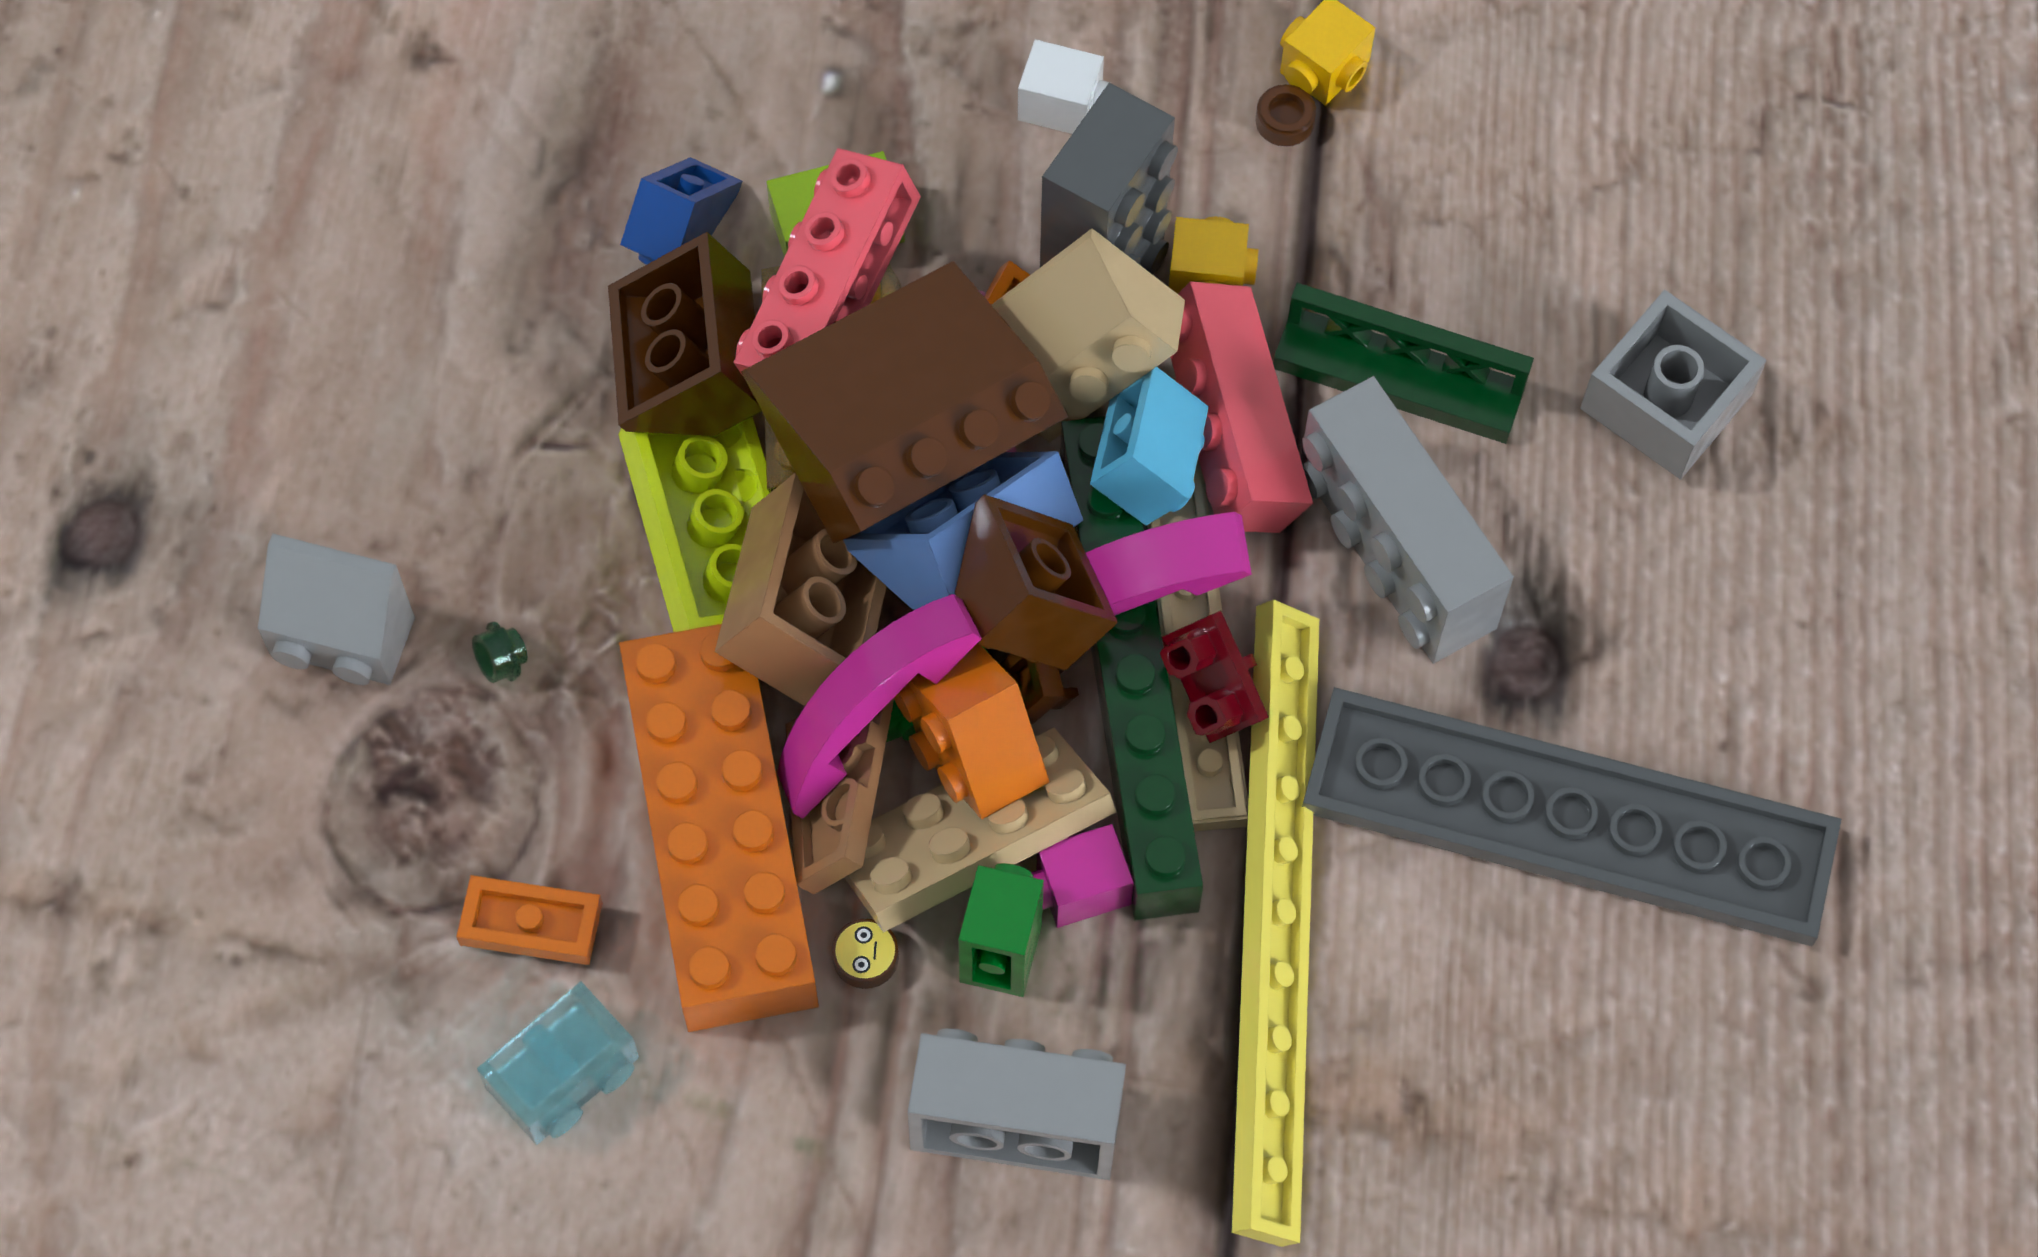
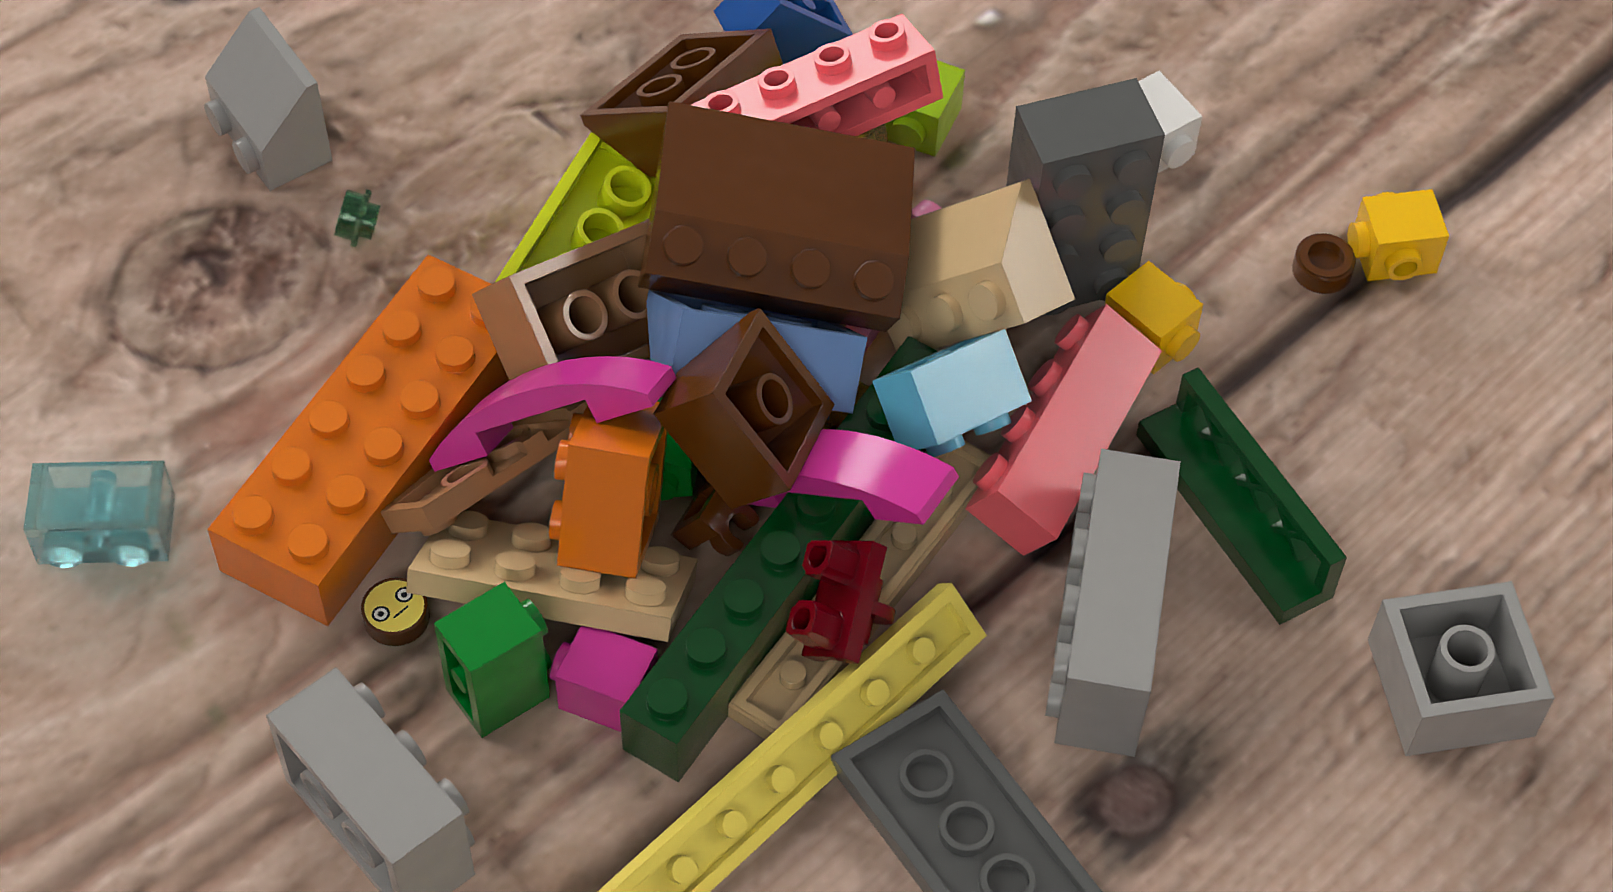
camera: 40 degrees right, 10 degrees down
(529, 920) = (187, 404): orange plate -> none

